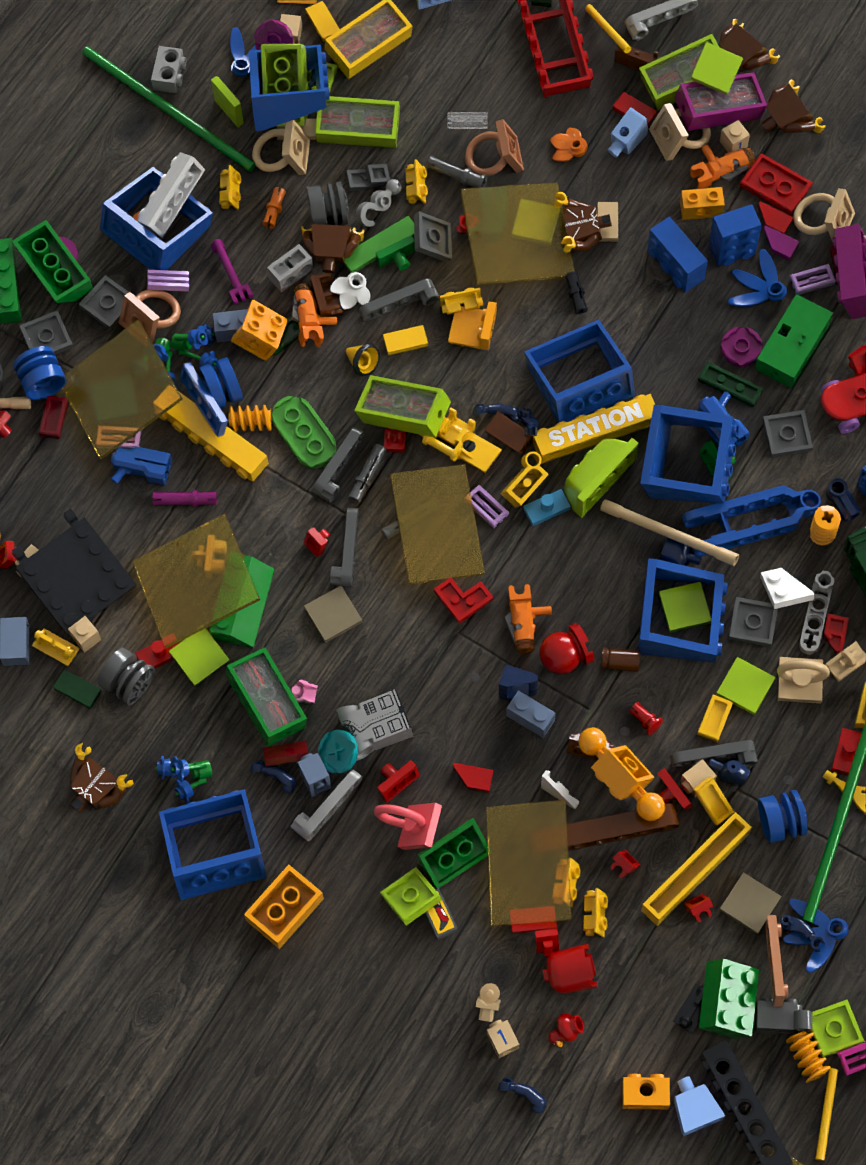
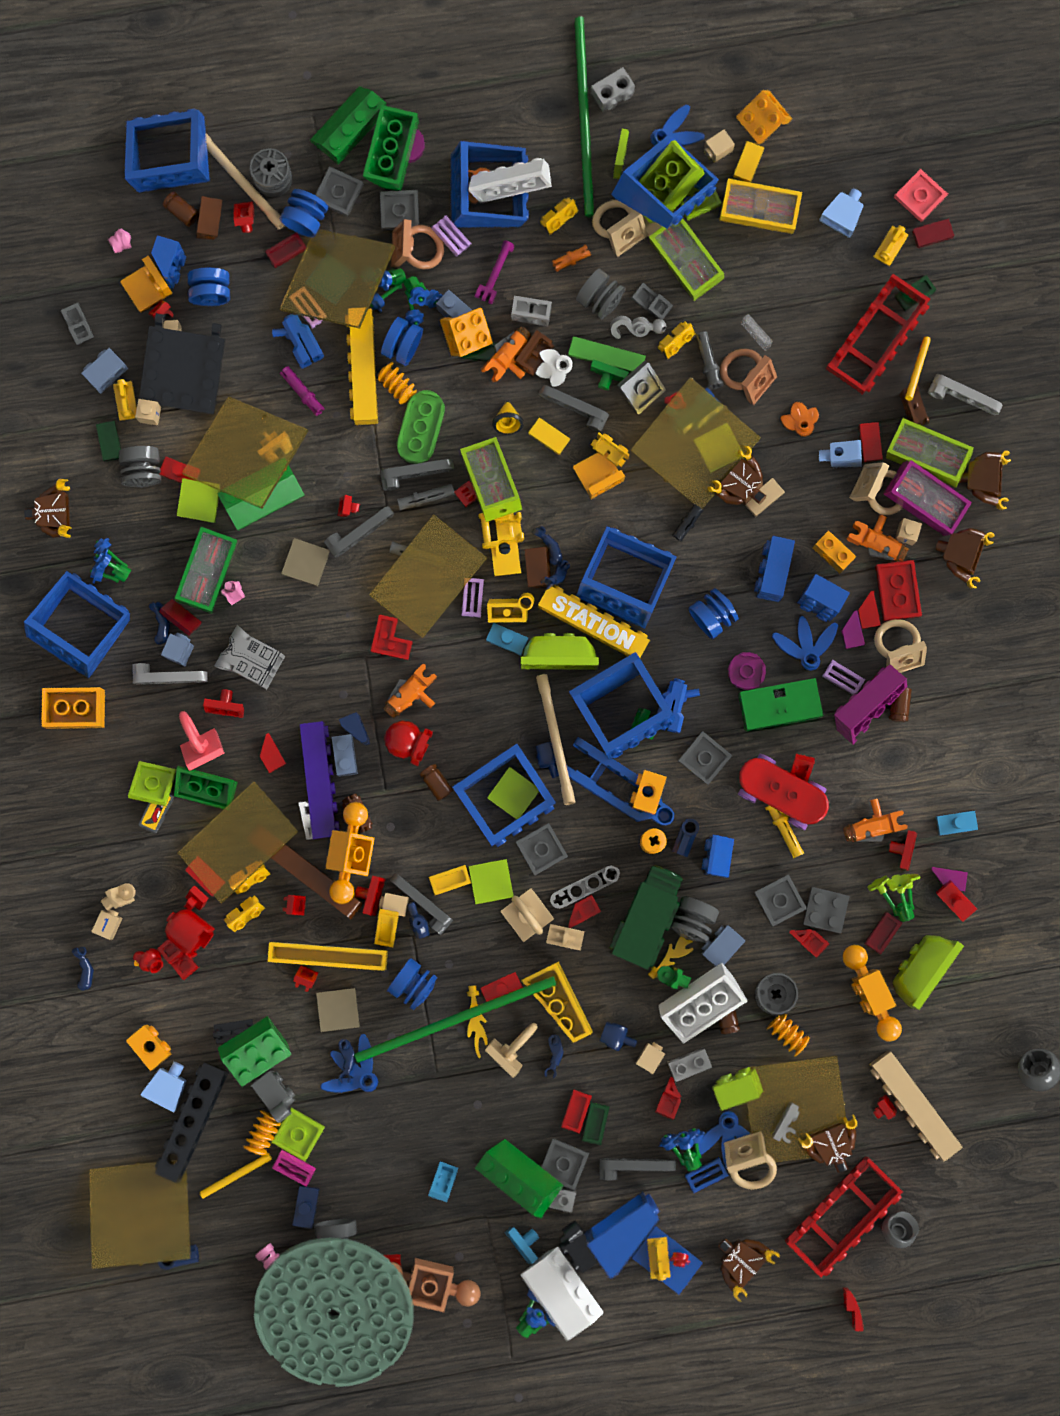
camera: 45 degrees right, 15 degrees up
(27, 496) = (208, 286): none -> blue wheel
(203, 399) = (377, 341): blue tile -> none
(273, 33) = (699, 141): magenta tile -> none
(331, 243) = (573, 323): reddish brown torso -> none
(338, 751) = (209, 650): teal tile -> none
(532, 753) = (318, 779): none -> dark purple brick
(586, 1003) = (179, 961): none -> red slope
(647, 719) = (409, 834): red pin -> none
(672, 328) = (715, 612): none -> blue wheel
(716, 68) = (945, 475): lime tile -> none
(728, 382) = (710, 687): dark green tile -> none
(779, 989) = (286, 1081): nougat plate -> none
(780, 480) = (656, 783): none -> light orange brick
(784, 588) = (583, 851): white wing -> none

